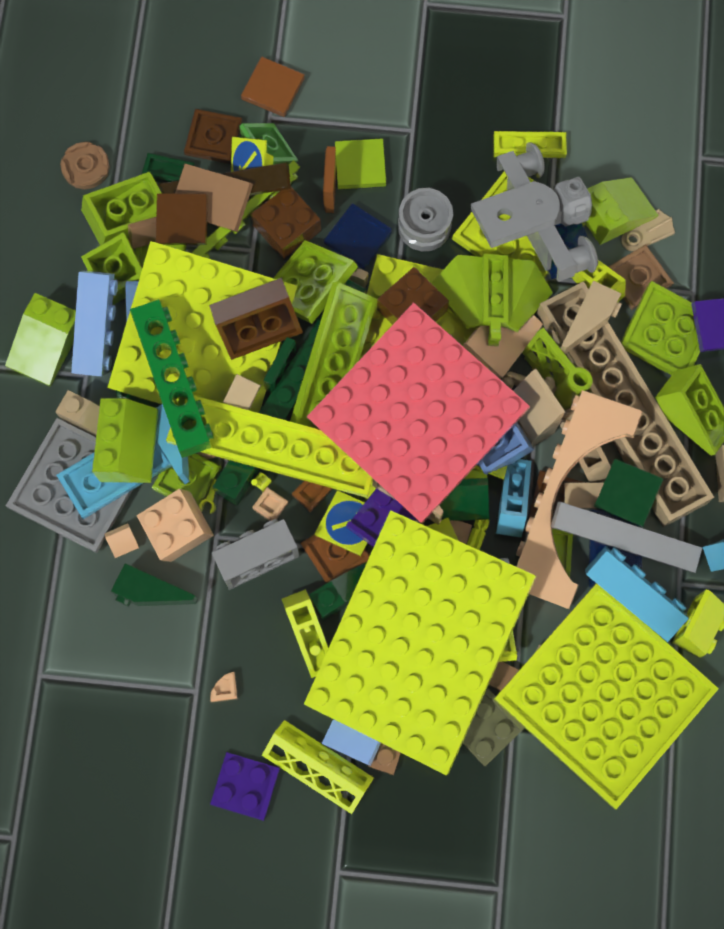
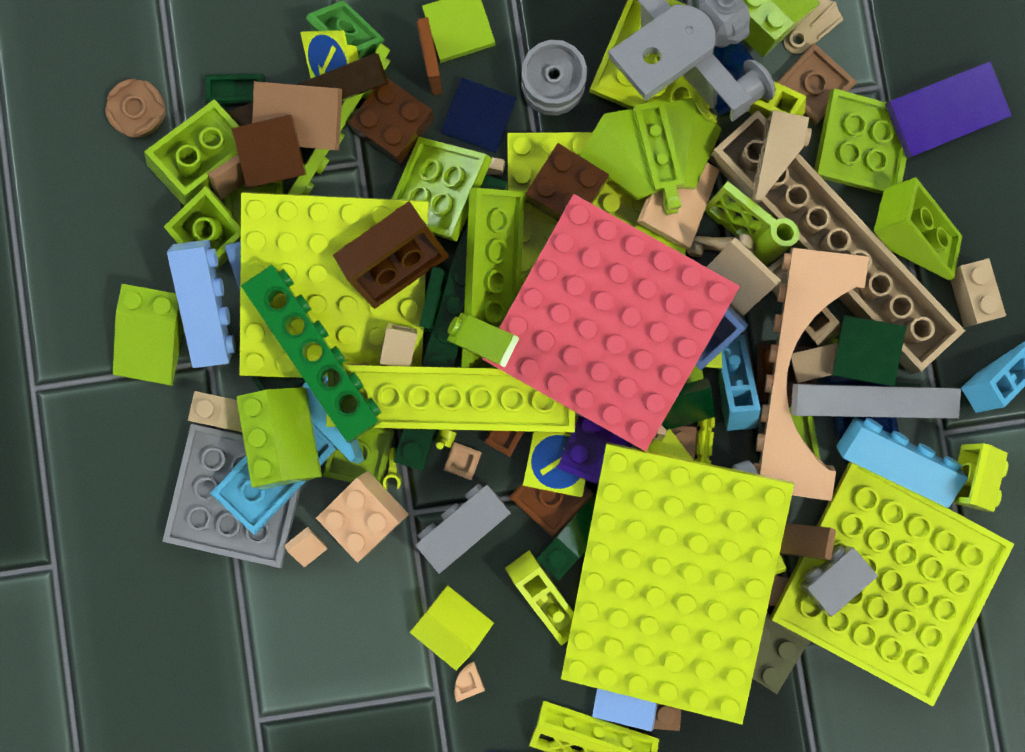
camera: 15 degrees left, 10 degrees up
(146, 590) = (344, 596): dark green slope -> none
(212, 136) = (275, 34): reddish brown tile -> none
(223, 638) = (452, 628): none -> neon yellow slope
(309, 397) = (482, 339): none -> lime slope
(539, 268) = (711, 116): none -> neon yellow leg
(539, 638) = (808, 541): none -> medium nougat tile
(558, 675) = (837, 579): none -> light grey brick

